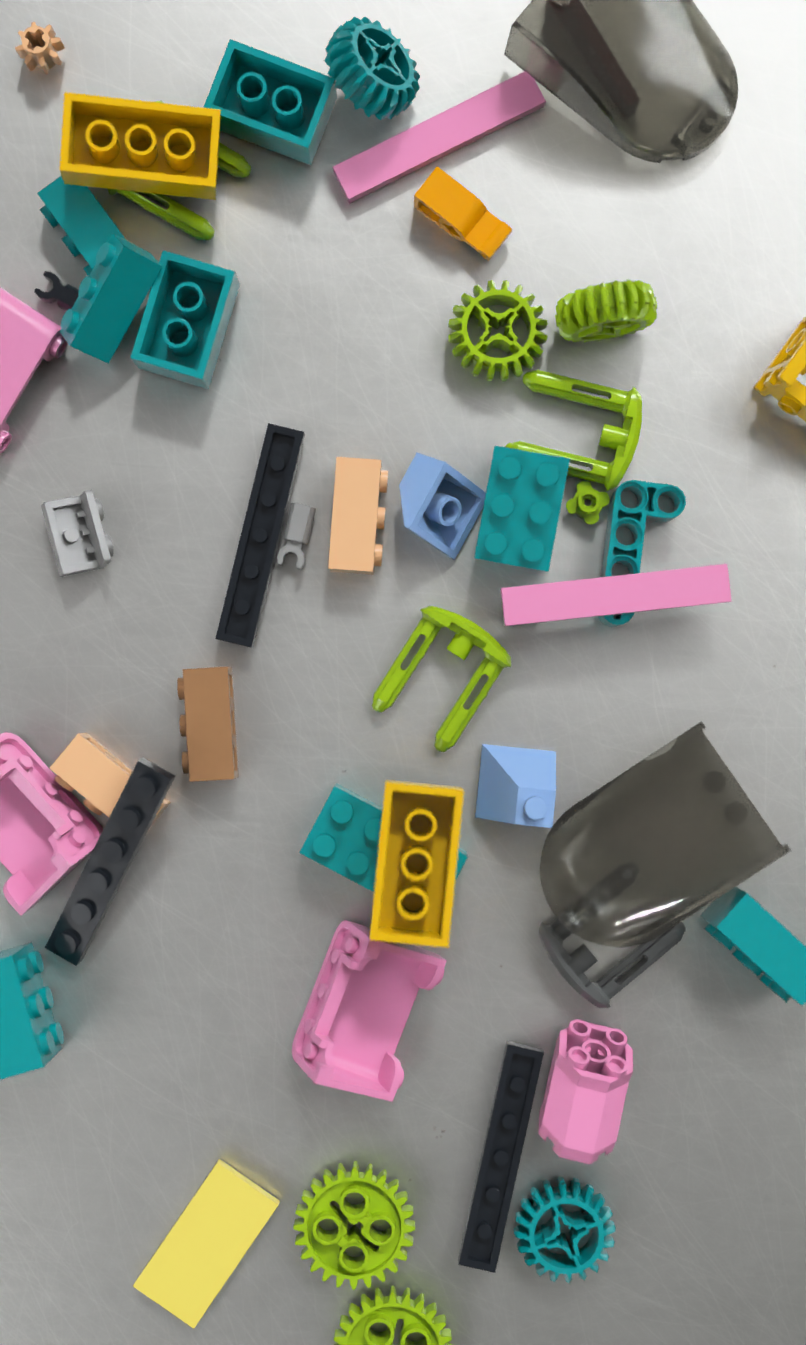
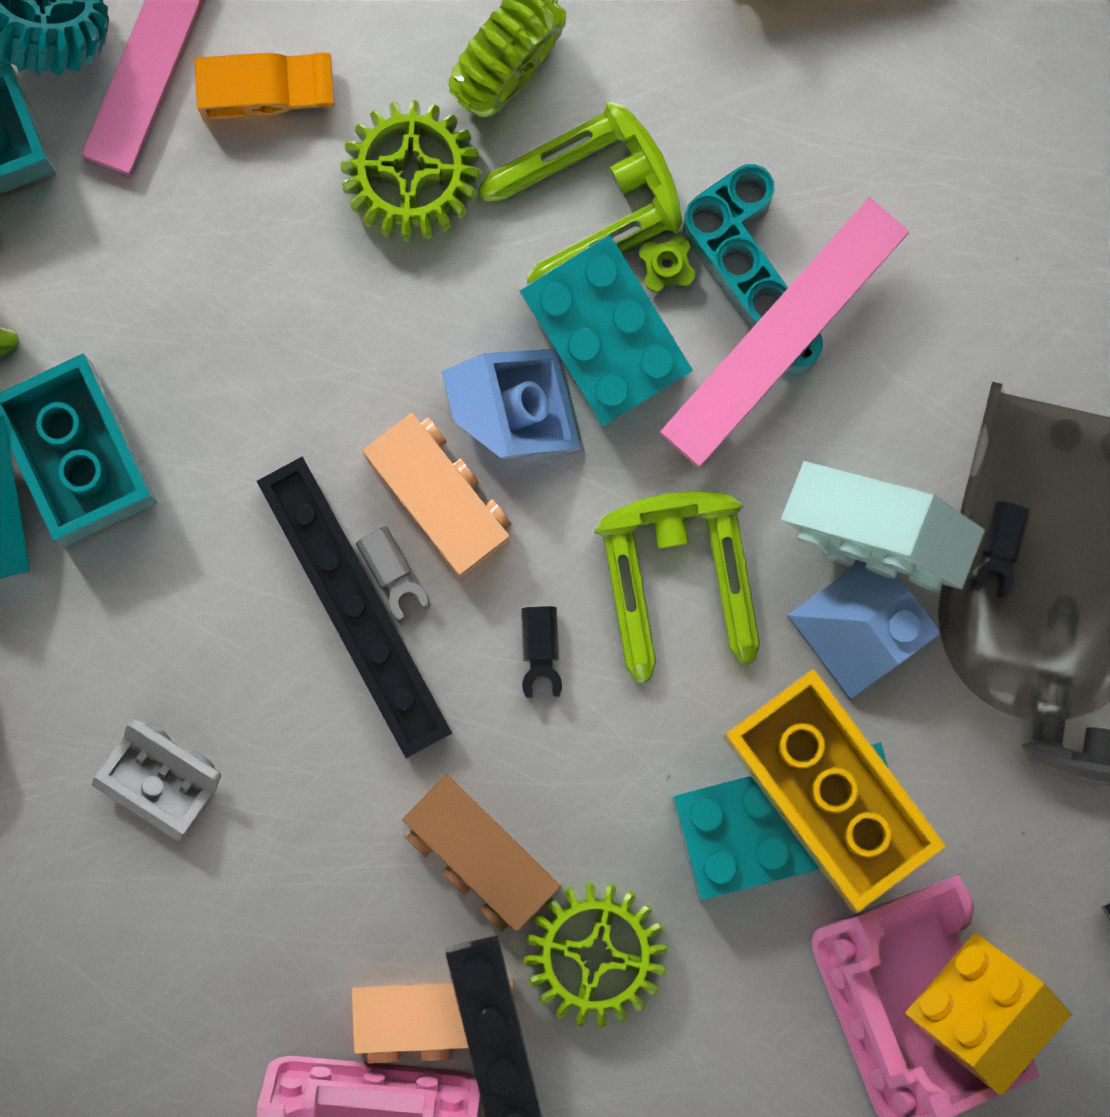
camera: 45 degrees left, 5 degrees down
(231, 844) = (585, 999): none -> lime gear
(338, 644) = (540, 647): none -> black bar
(394, 1048) = (988, 1013): none -> yellow brick
(571, 745) = (882, 526): none -> light aqua brick
(626, 811) = (1001, 546): none -> black bar

